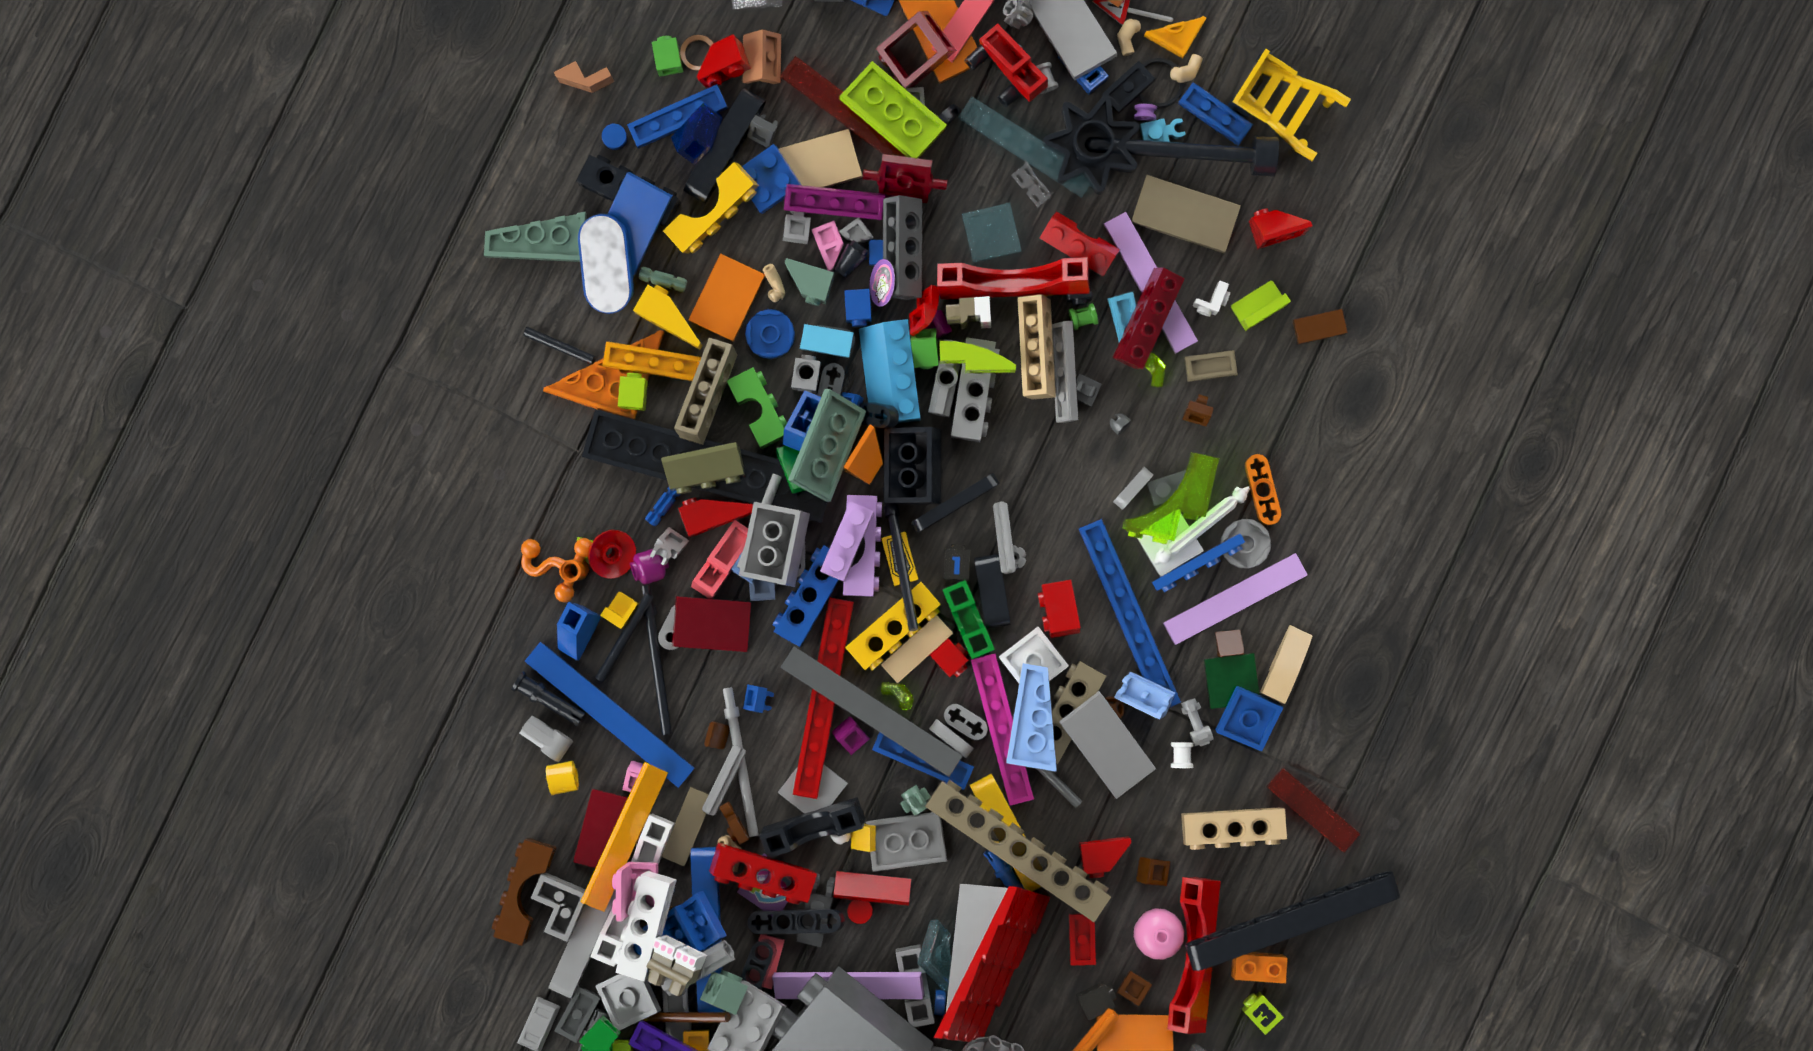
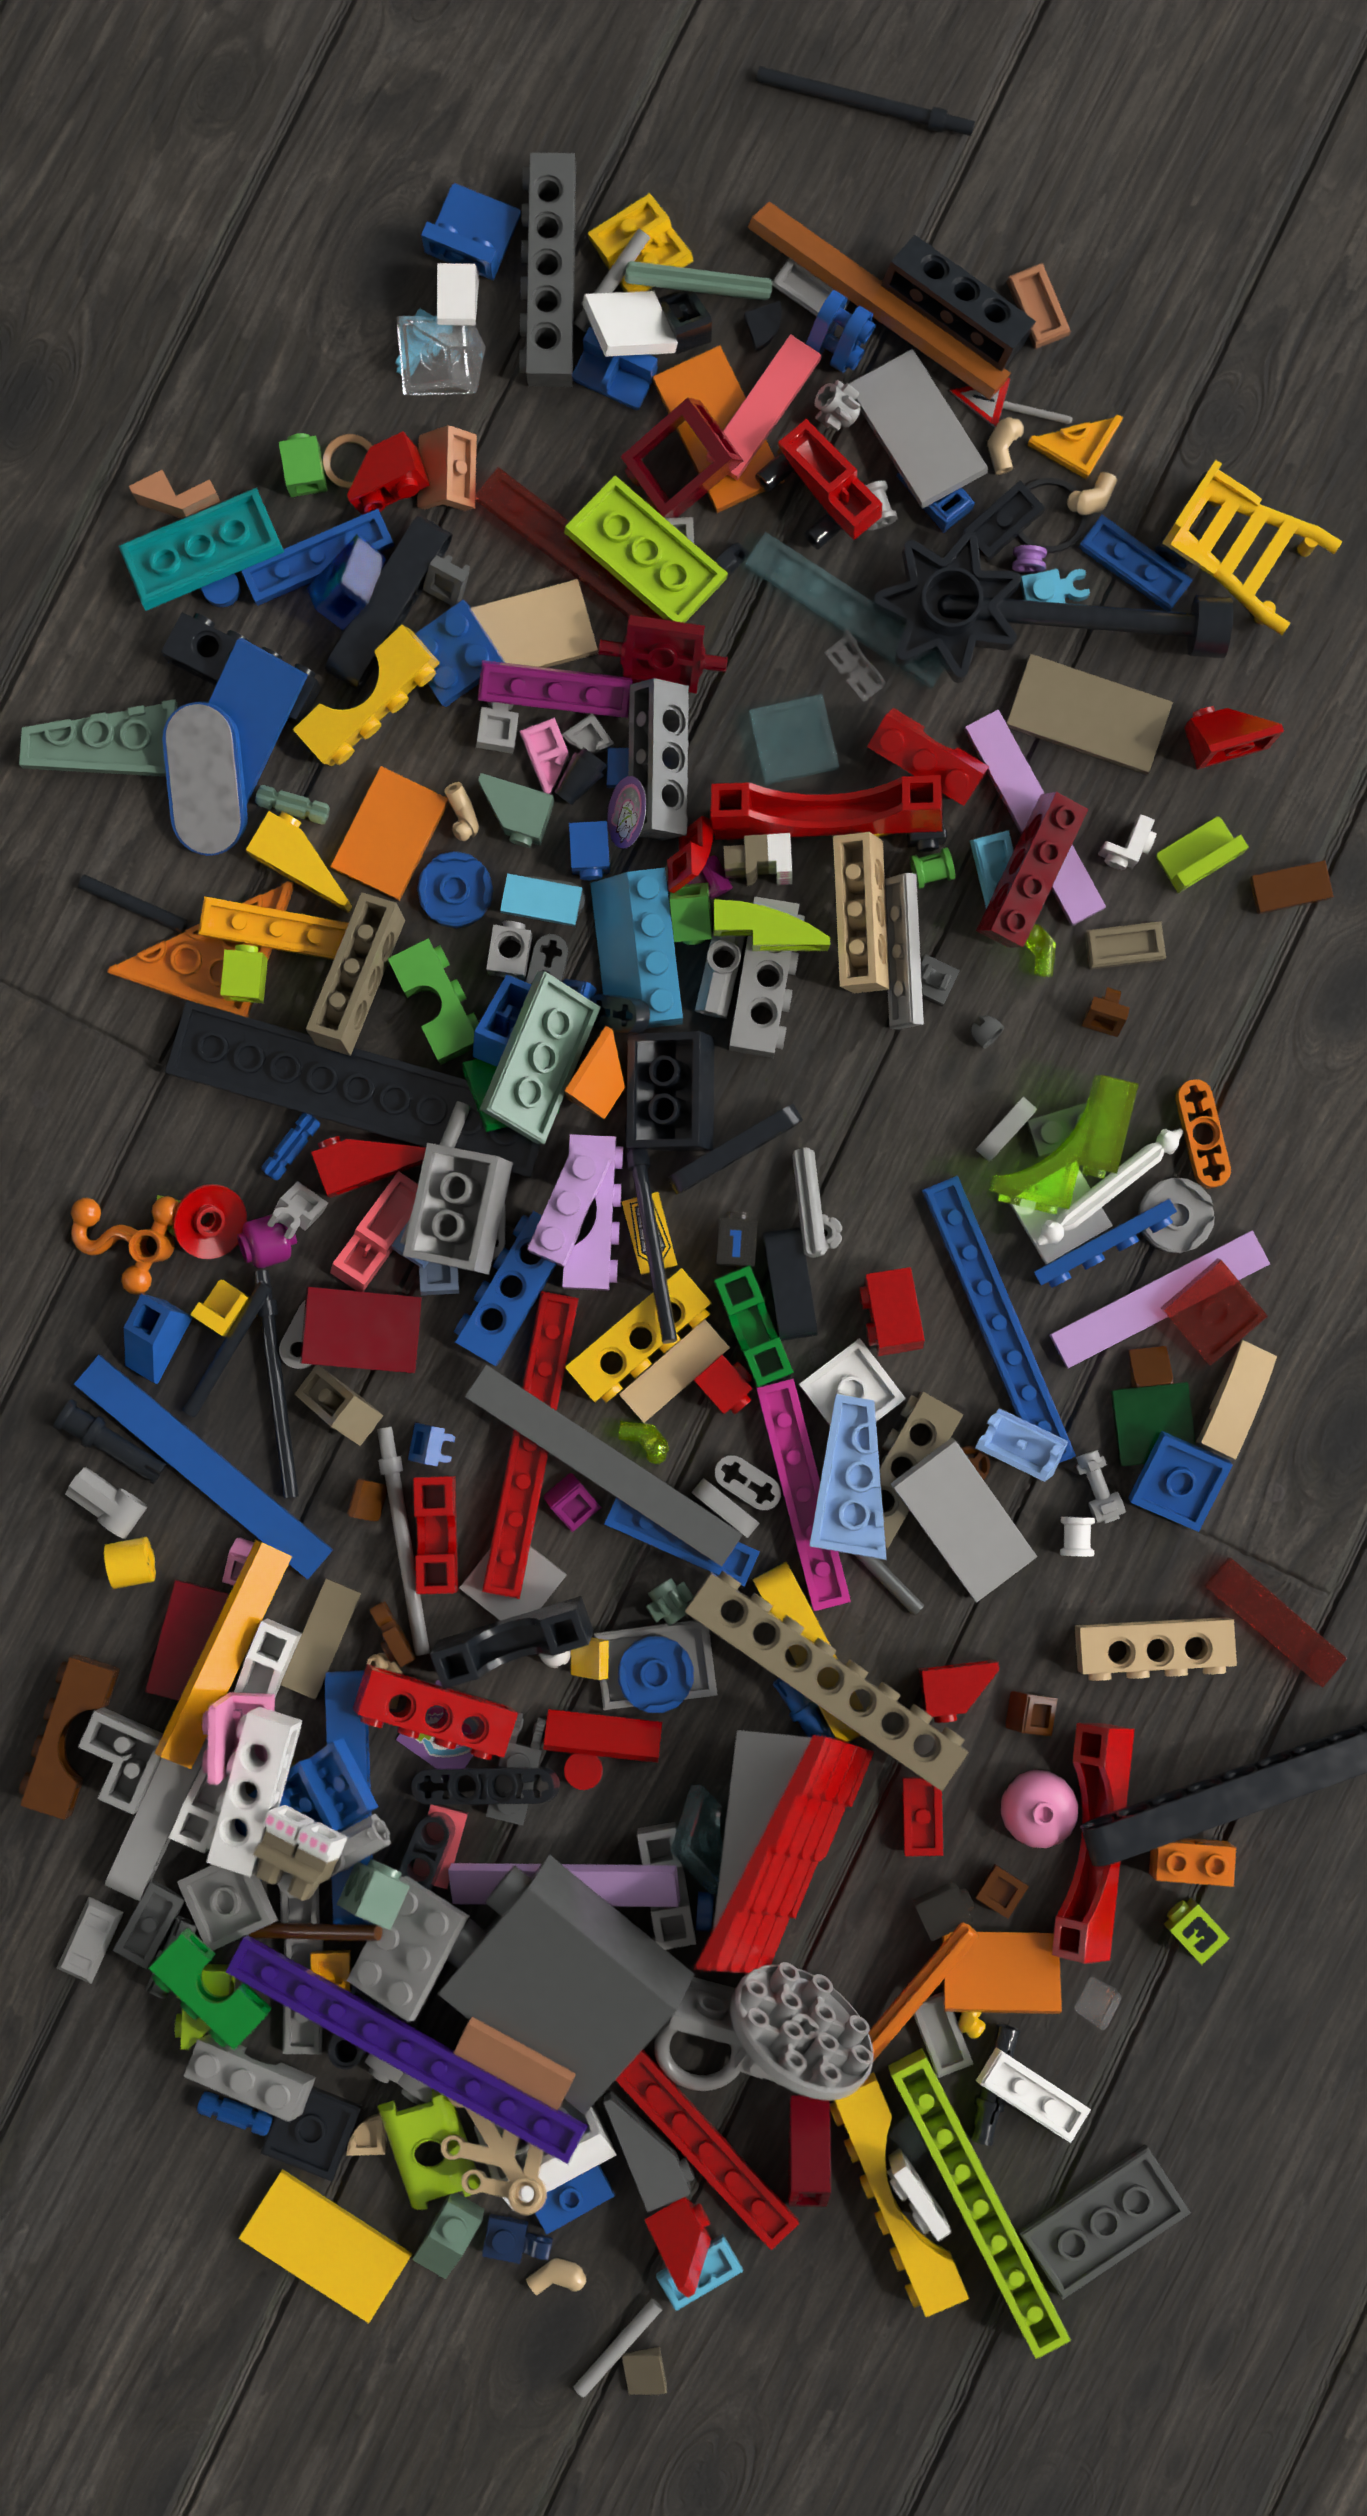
camera: 10 degrees left, 0 degrees up
(601, 112) = (201, 549): none -> teal tile
(697, 673) = (338, 1405): none -> dark tan slope
(704, 468) = (351, 1090): olive slope -> none
(724, 780) = (377, 1568): light grey axle -> none
(762, 757) = (436, 1535): none -> red arch
(906, 847) = (655, 1674): none -> blue tile
(1270, 607) = (1214, 1311): none -> clear red tile

